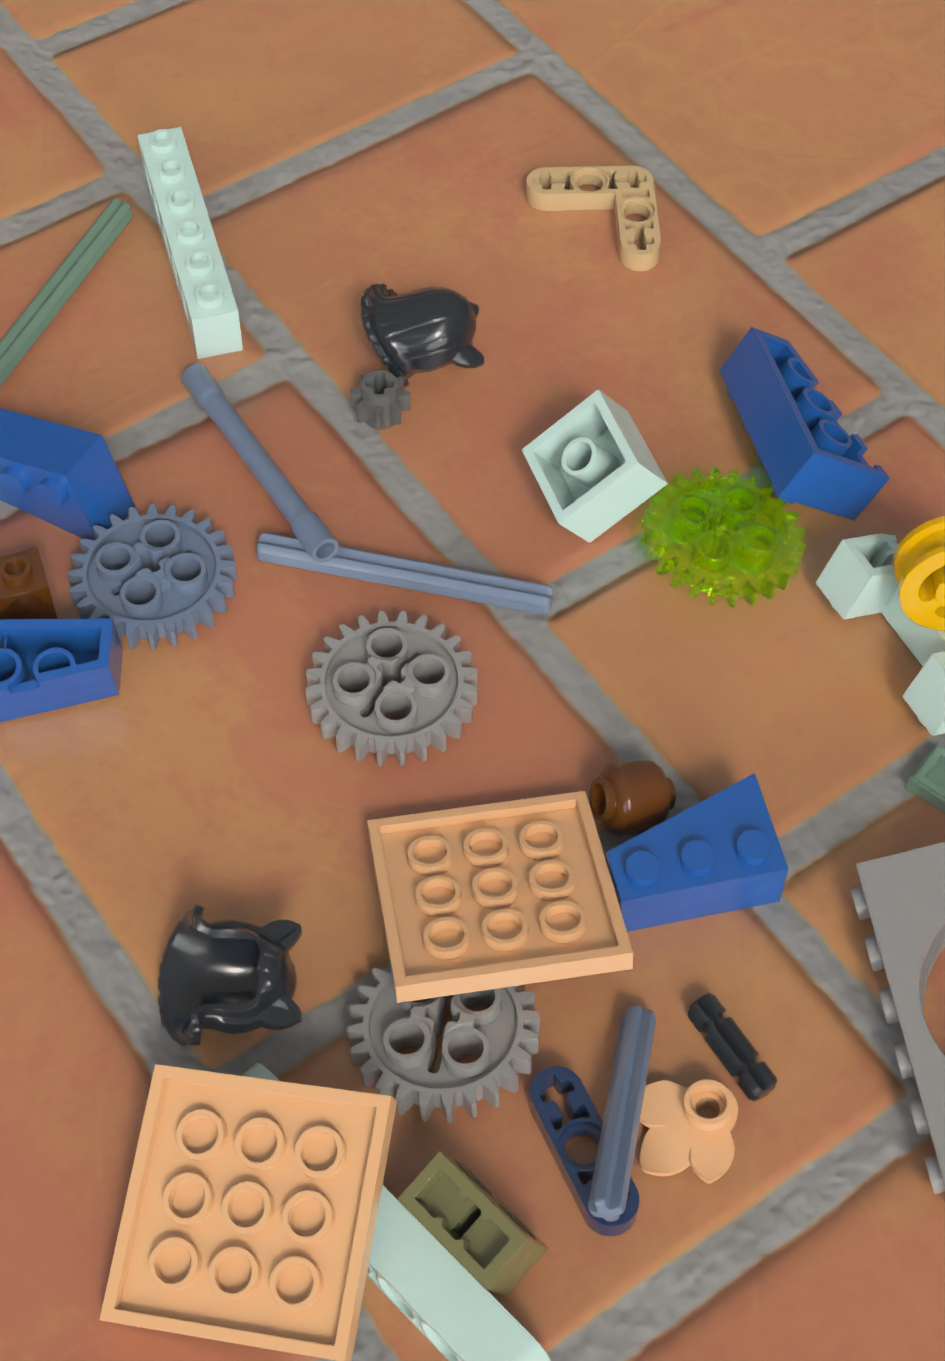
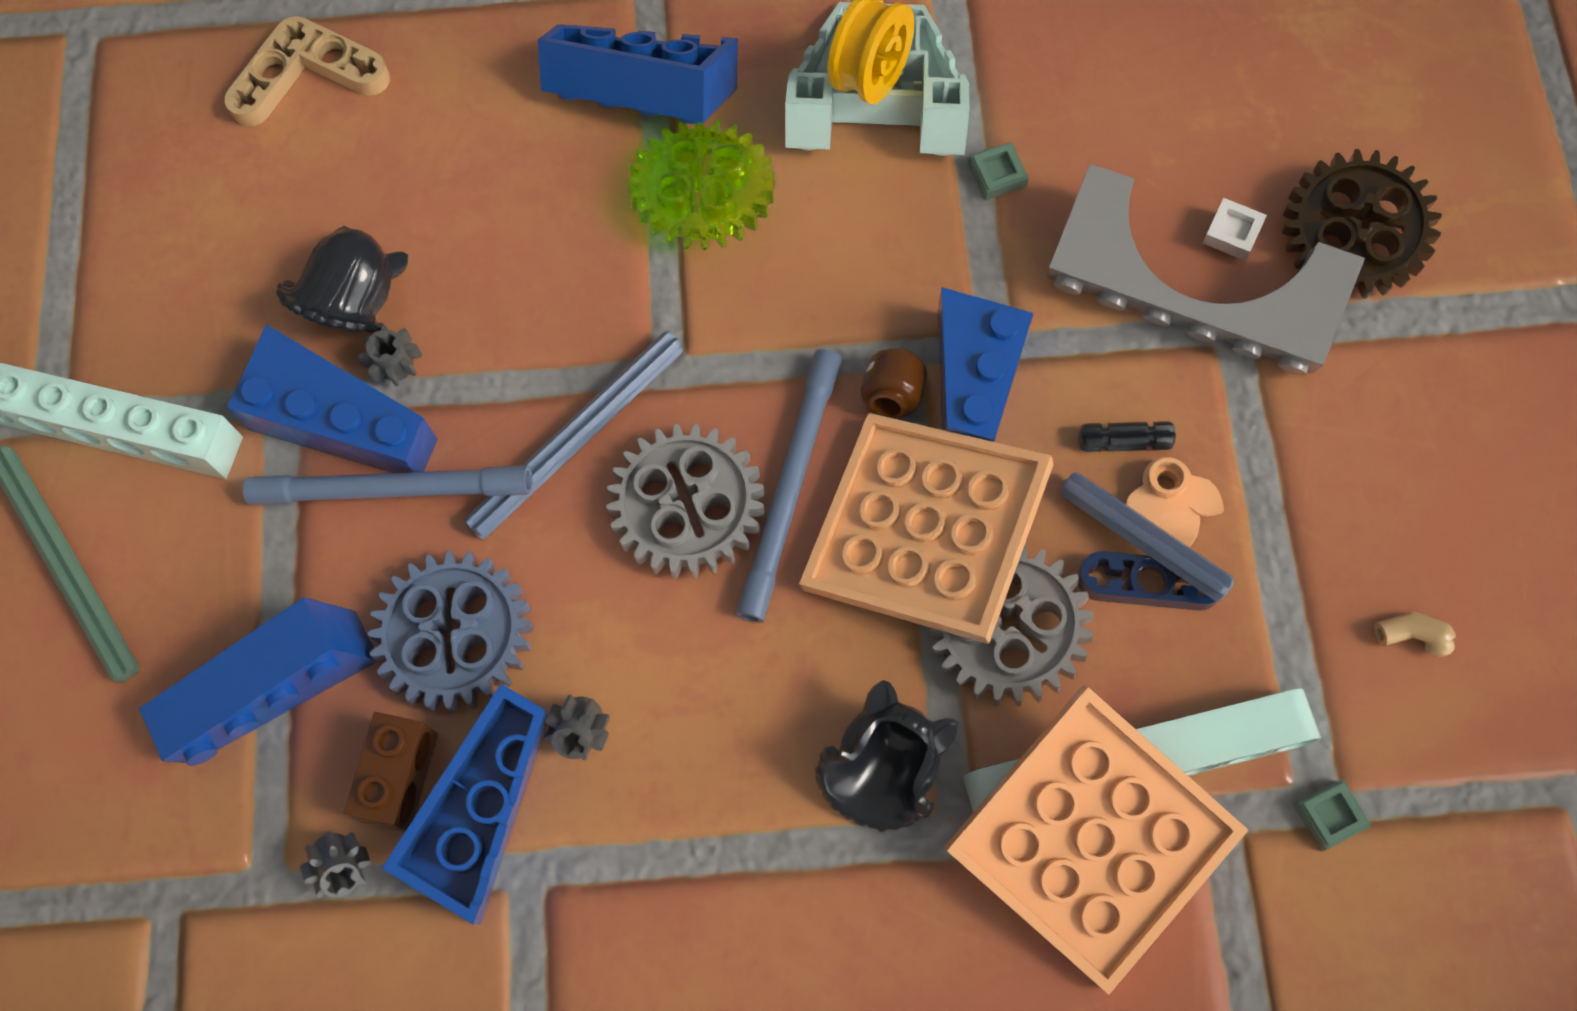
camera: 55 degrees left, 15 degrees up
(116, 712) = (577, 727): none -> dark grey gear
(298, 374) = (322, 407): none -> blue wedge
(357, 790) = (761, 577): none -> sand blue piece
(472, 1224) = (1183, 686): olive brick -> none
(593, 466) = (586, 233): light aqua brick -> none

